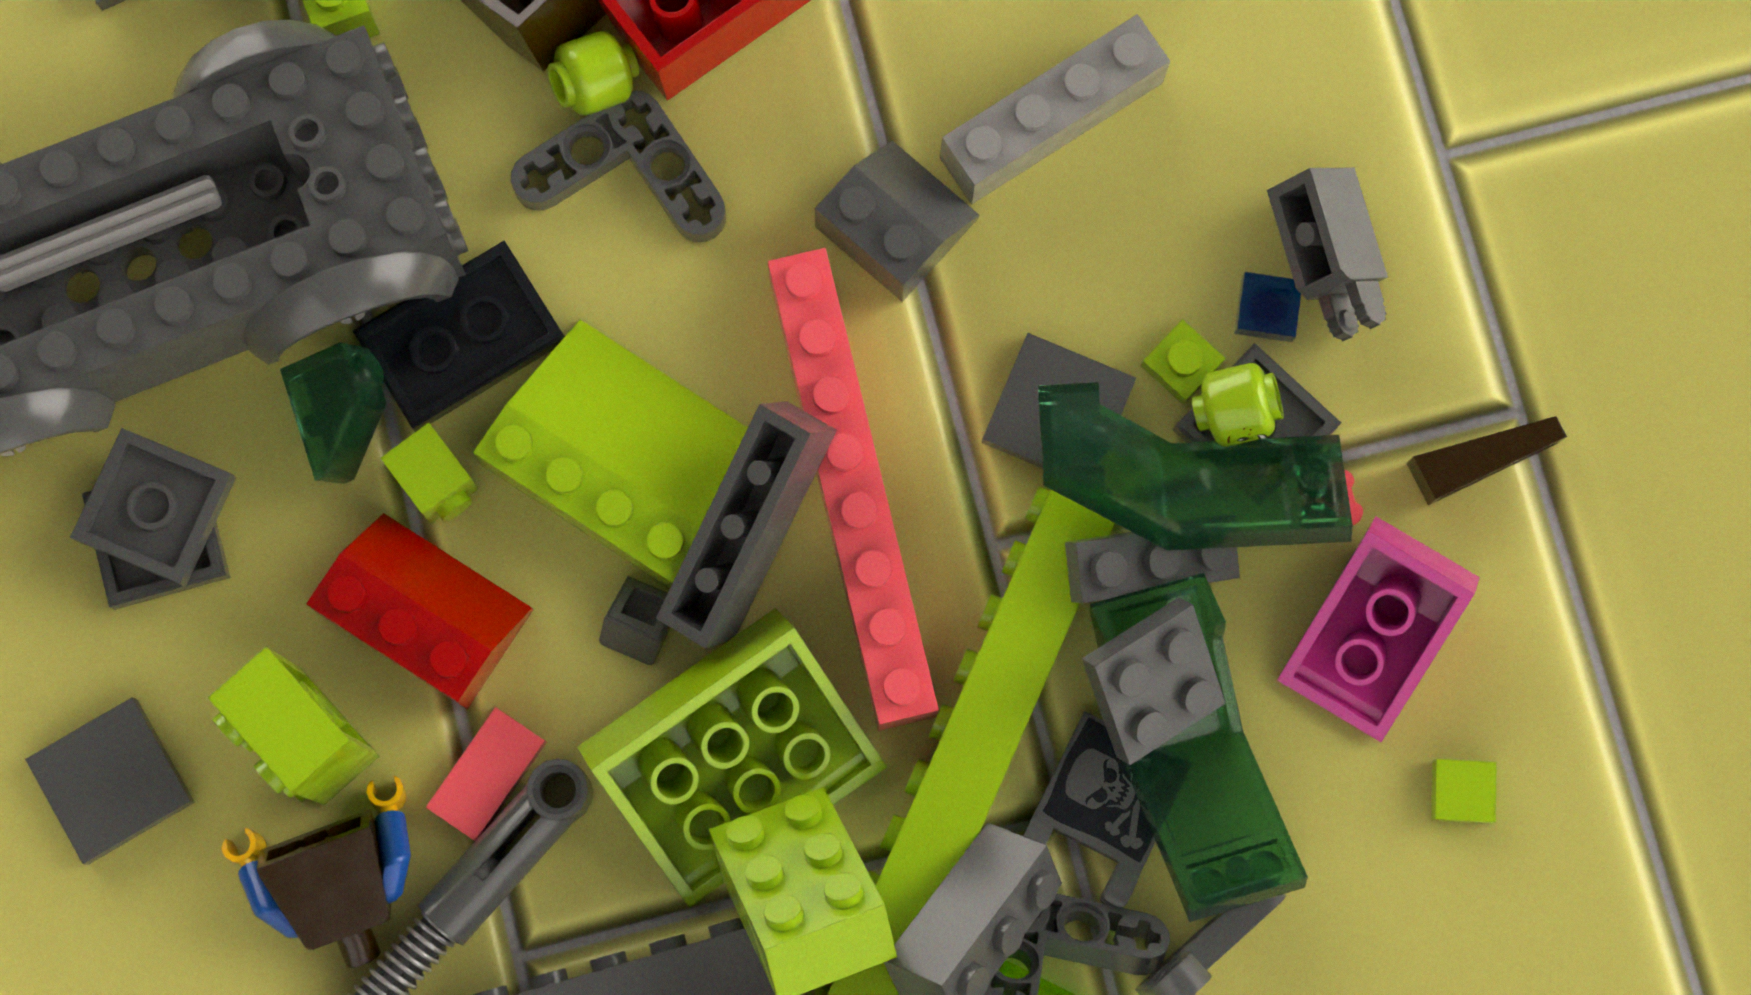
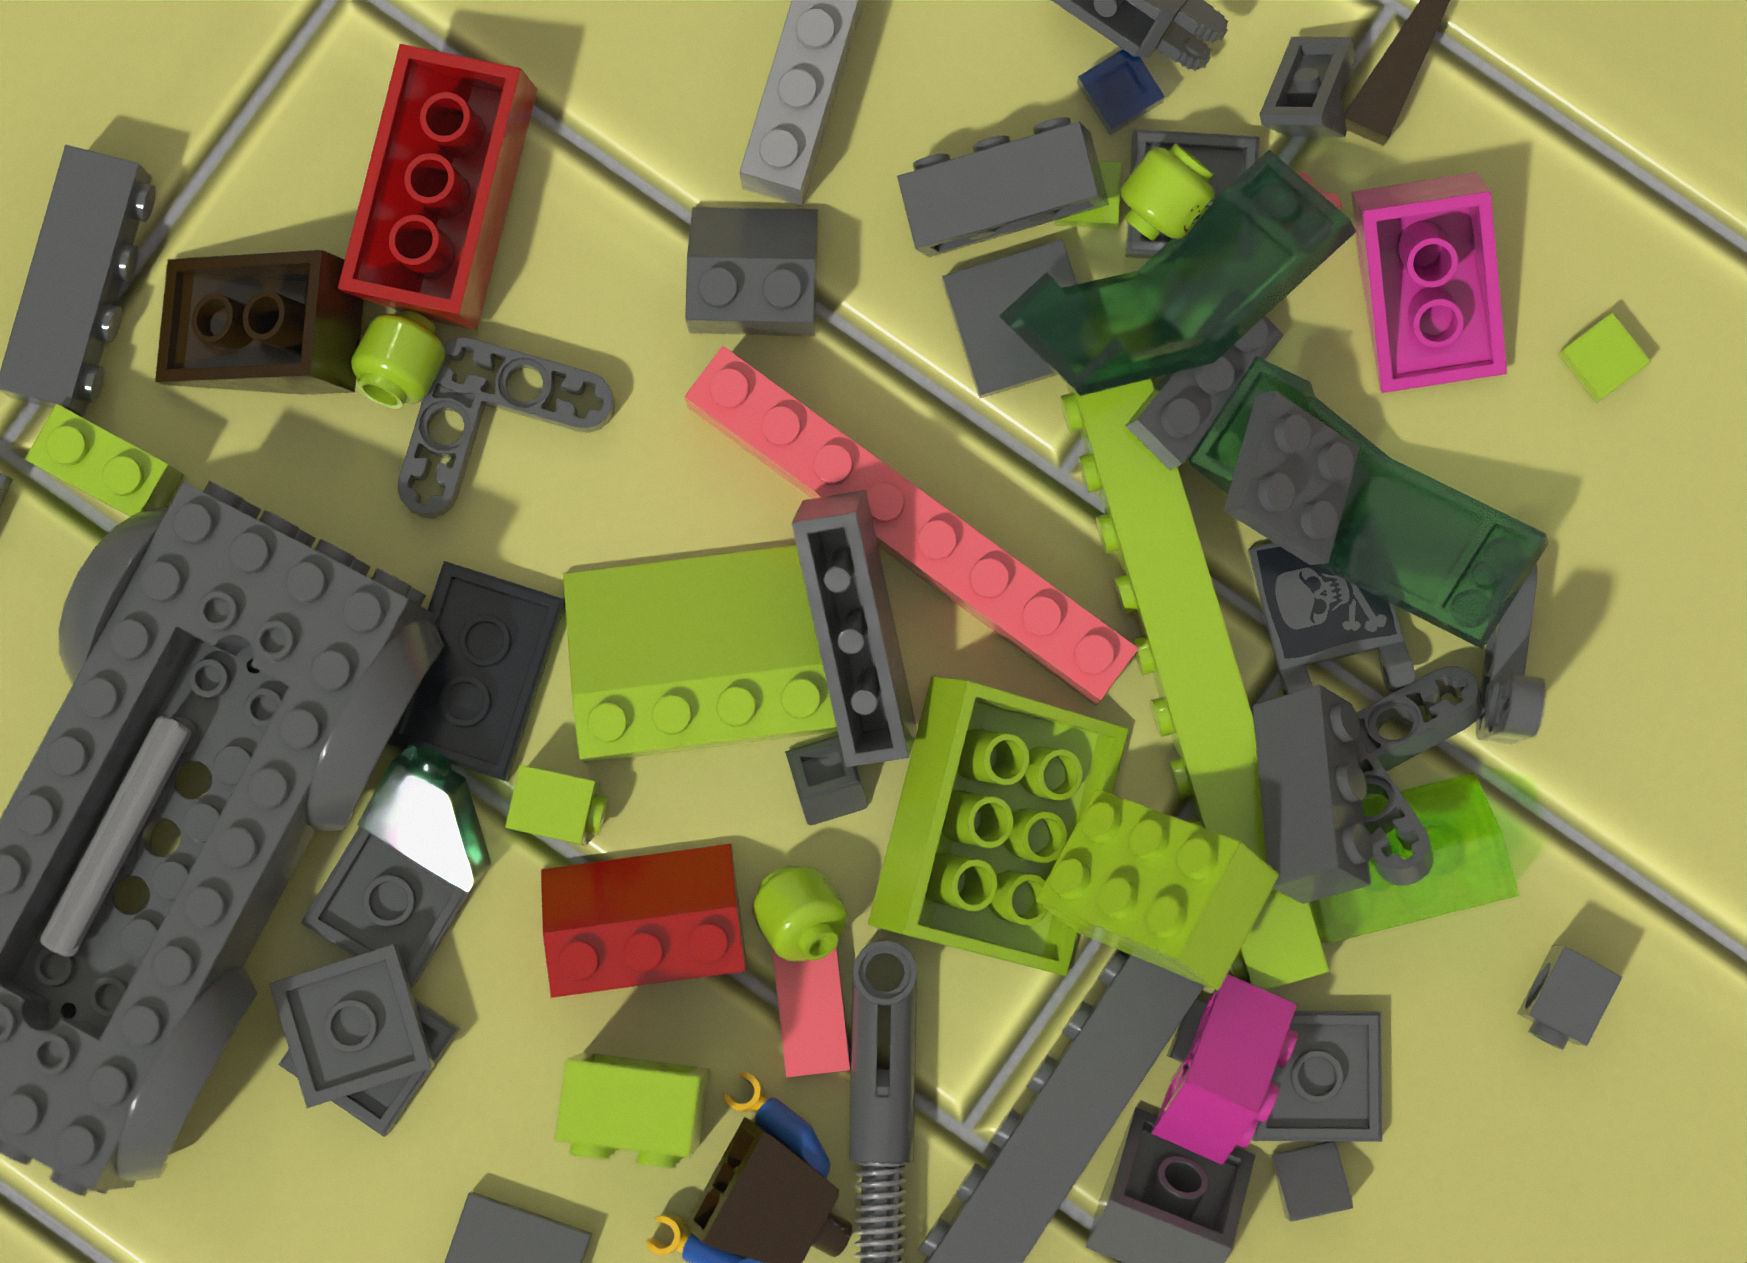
camera: 35 degrees left, 5 degrees up
(257, 442) = (384, 900): none -> dark grey tile
(536, 694) = (799, 911): none -> lime head
(1122, 303) = (1002, 187): none -> dark grey brick
(1403, 415) = (1309, 88): none -> dark grey slope

